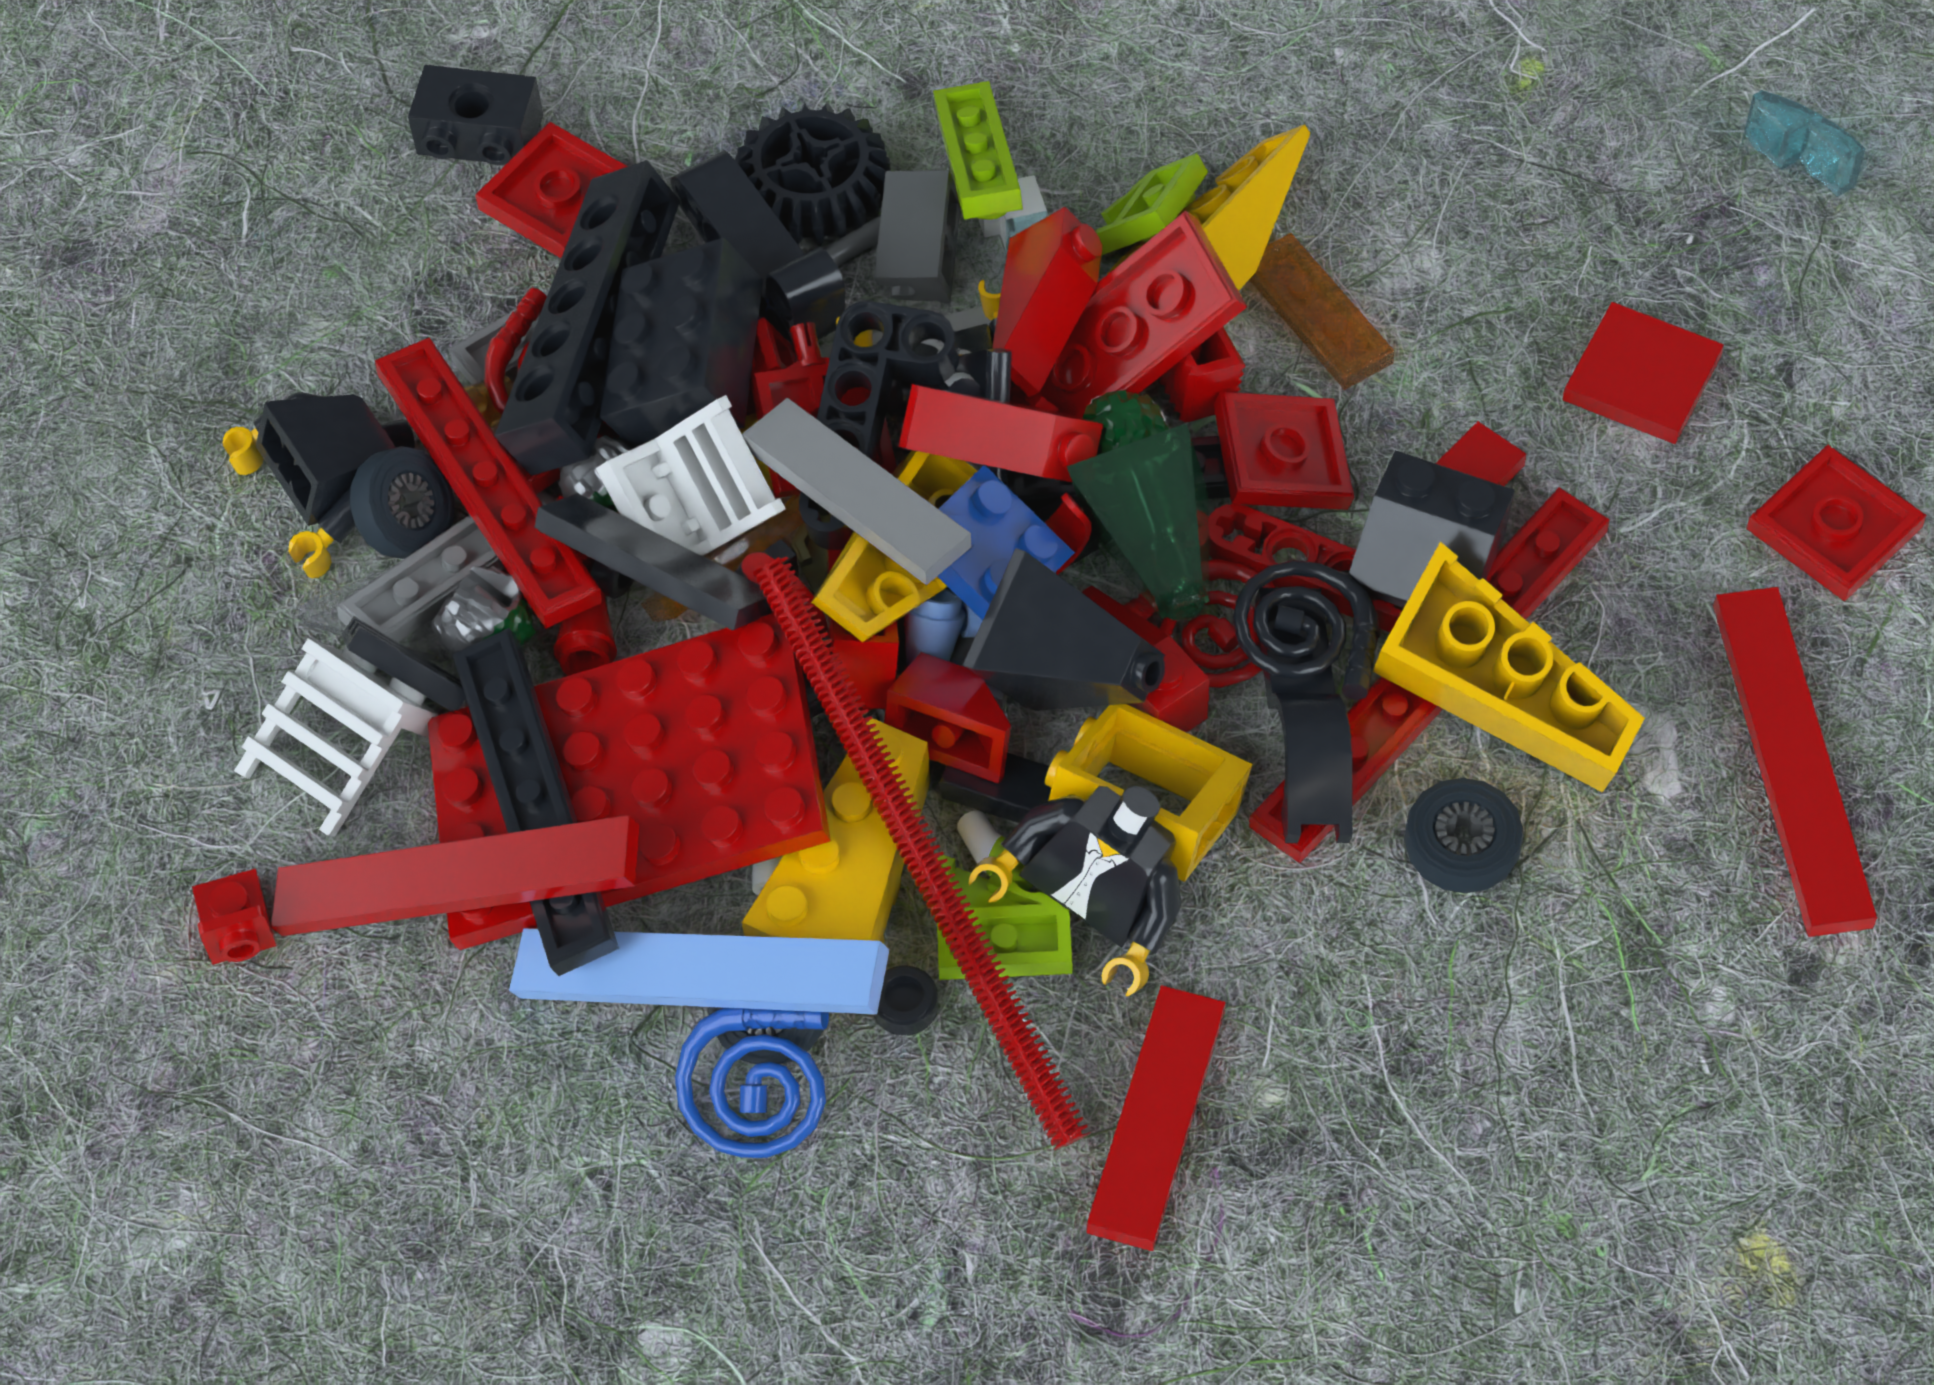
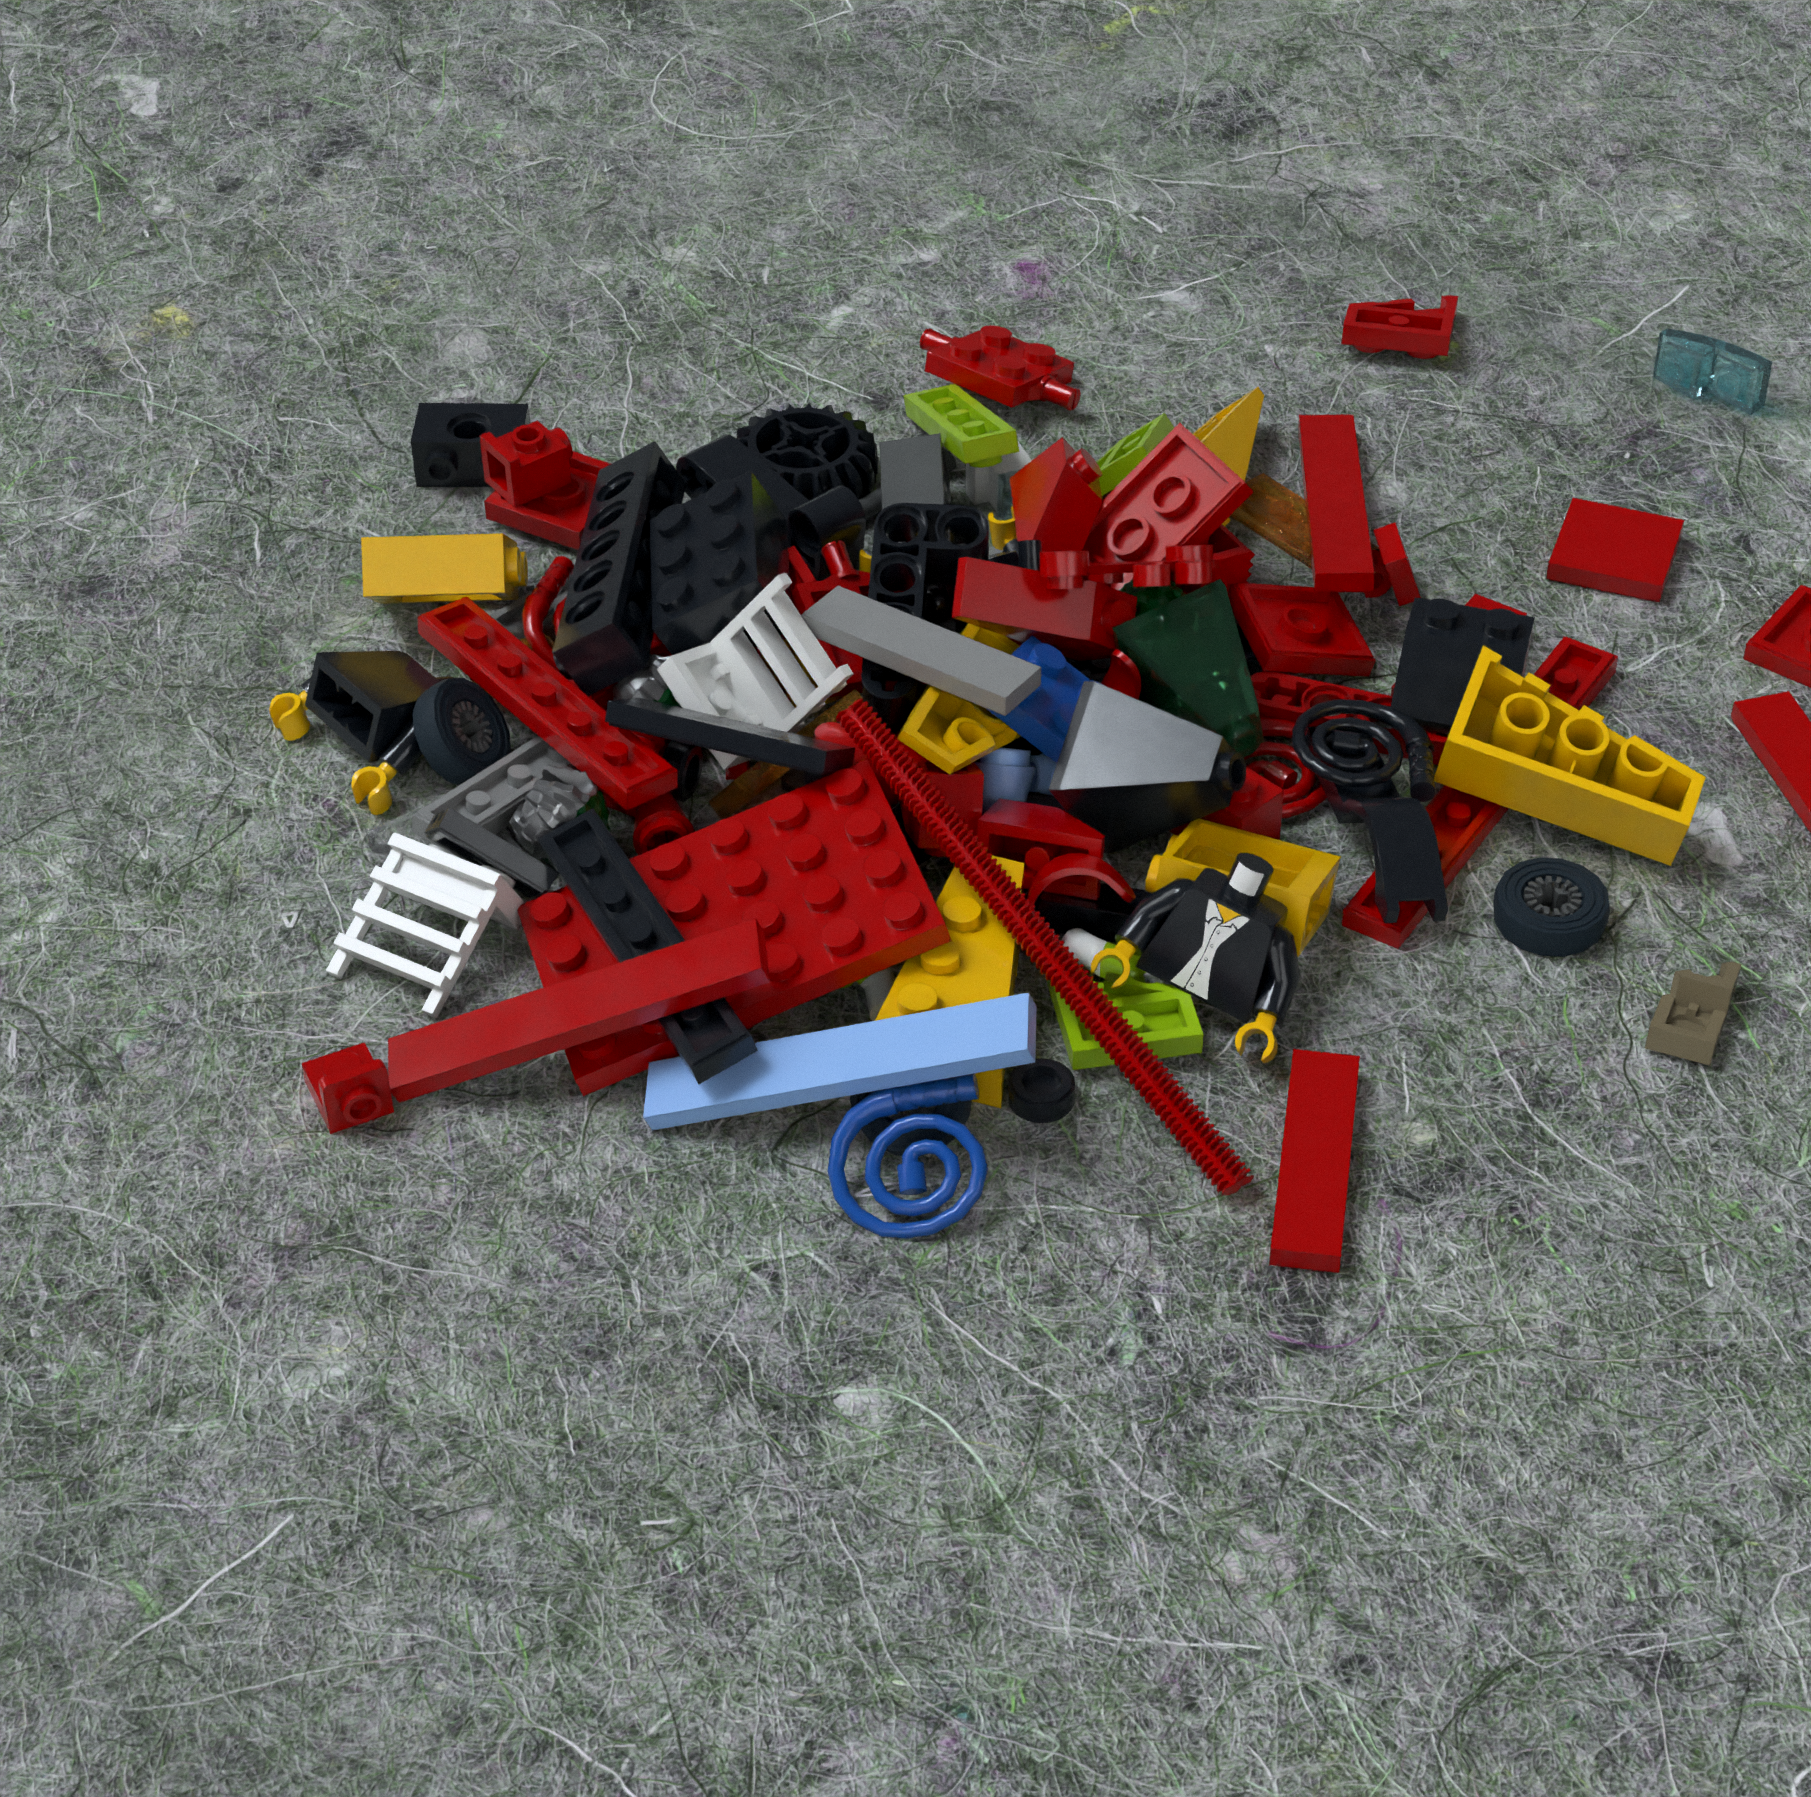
camera: 10 degrees left, 15 degrees down
(412, 293) = (442, 568): none -> yellow window
(522, 157) = (526, 462): none -> red brick
(968, 756) = (1078, 864): none -> red helmet
(1042, 61) = (1001, 367): none -> red plate
(1164, 381) = (1187, 562): none -> red plant
(1352, 290) = (1335, 504): none -> red tile
(1394, 377) = (1392, 567): none -> red tile
(1484, 44) = (1401, 328): none -> red wing
(1577, 987) = (1693, 1014): none -> dark tan slope

